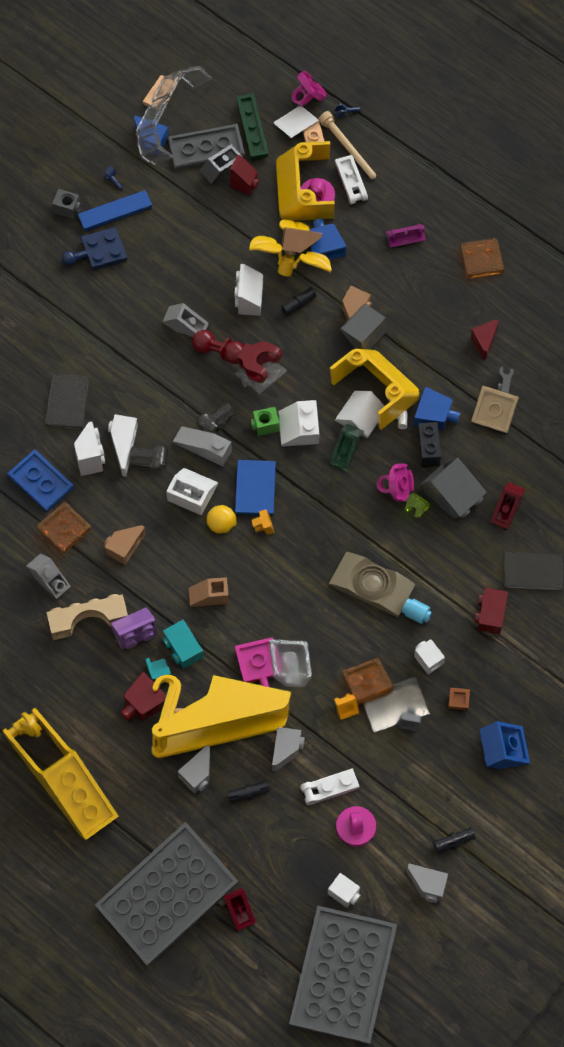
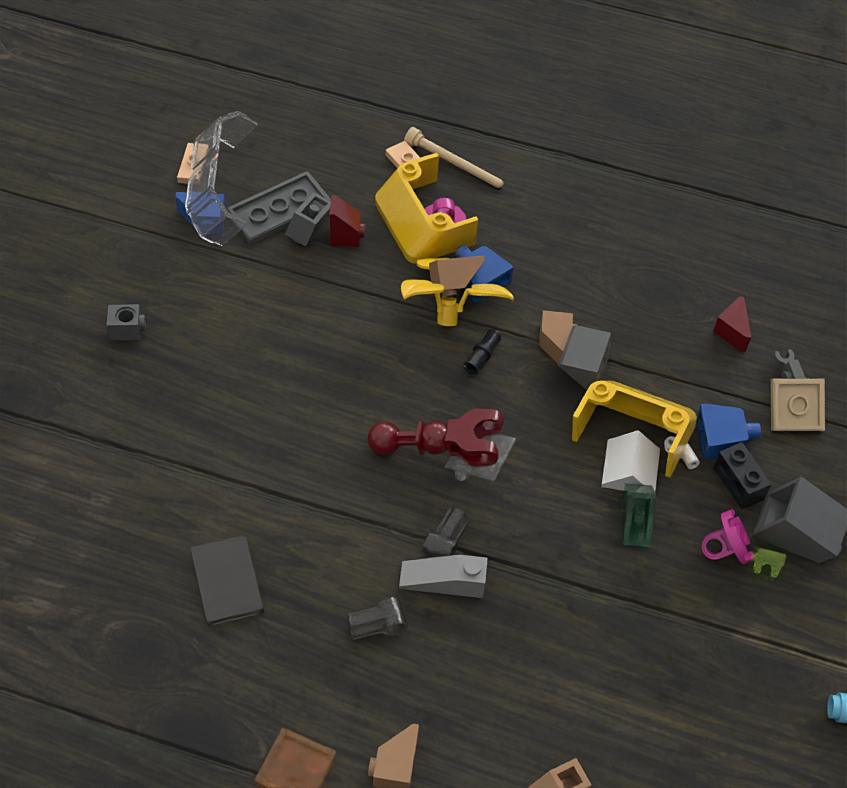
camera: 25 degrees left, 10 degrees down
(40, 480) = (231, 709): blue tile -> none
(89, 451) = (291, 640): white slope -> none
(100, 248) = (193, 364): dark blue plate -> none
(109, 175) = (168, 273): dark blue hand -> none
(115, 210) = (192, 313): blue tile -> none
(123, 434) = (328, 606): white slope -> none
(184, 320) = (345, 419): light grey slope -> none
(191, 490) = (460, 648): white slope -> none
(221, 519) = (517, 674): yellow hair -> none
(248, 291) = (416, 357): white slope -> none
(252, 126) = (327, 168): dark green plate -> none
(255, 487) = (543, 612): blue tile -> none
(263, 523) = (580, 657): light orange tile -> none
(265, 414) = (517, 506): bright green brick -> none
(295, 121) = (378, 149): white sticker -> none
(299, 424) = (562, 504): white slope -> none
(309, 88) = (378, 108): dark pink tile -> none
(342, 109) = (427, 122): dark blue hand -> none
(351, 179) = (477, 194): white plate -> none
(372, 583) = (766, 691): dark tan slope -> none
(406, 235) = (575, 236): magenta hinge -> none
(482, 258) = (676, 236): clear orange plate -> none

